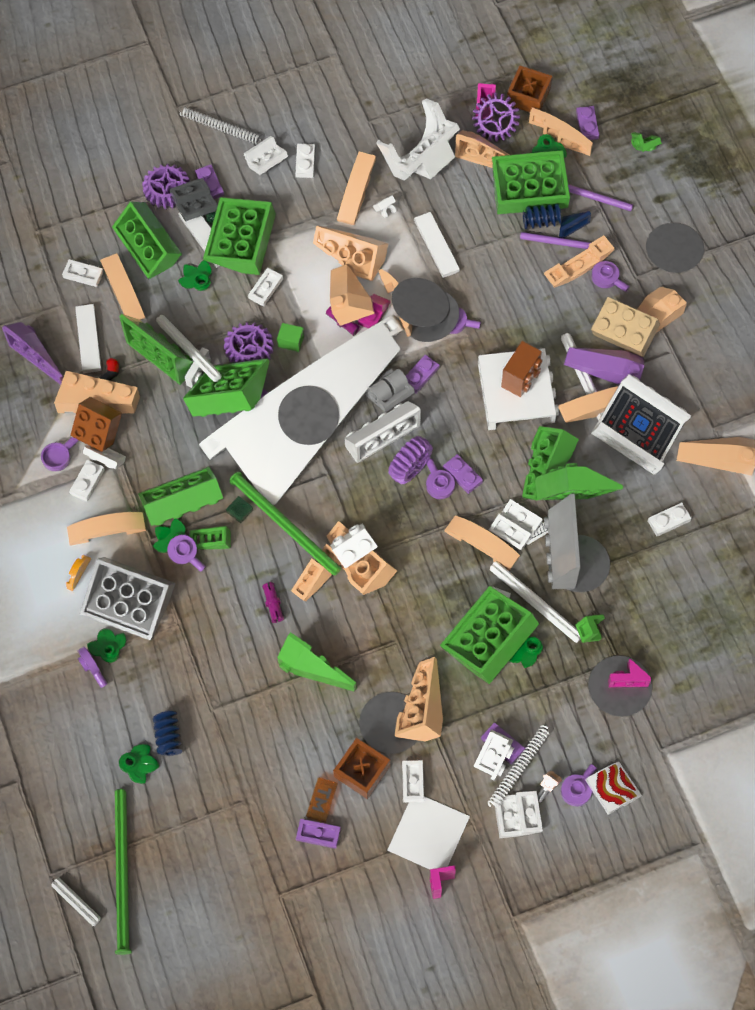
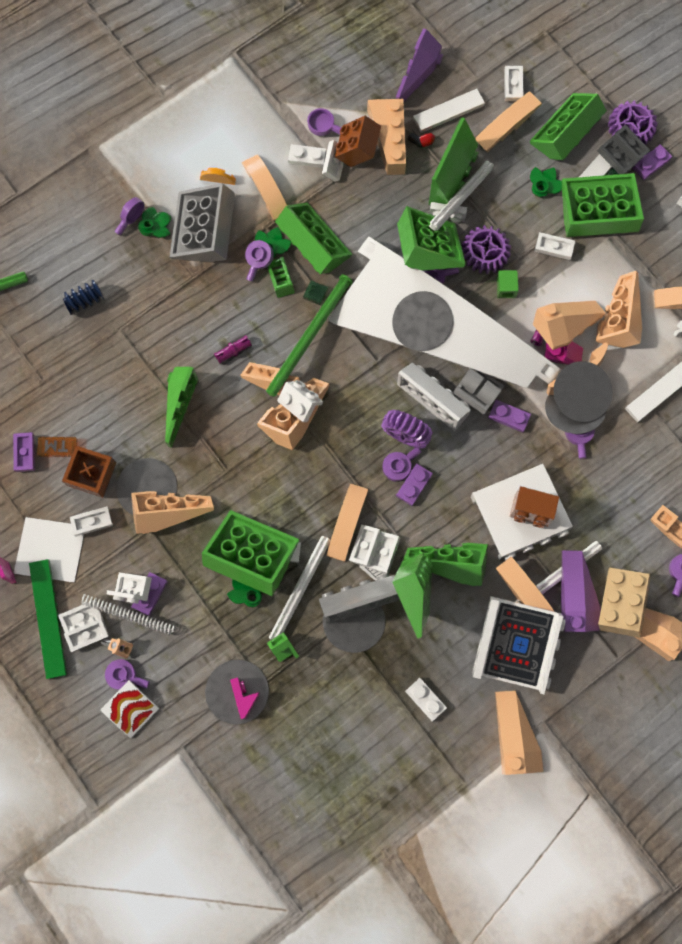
camera: 75 degrees right, 10 degrees up
(142, 763) = (54, 285): green plate -> none
(501, 848) = (48, 619): none -> green tile

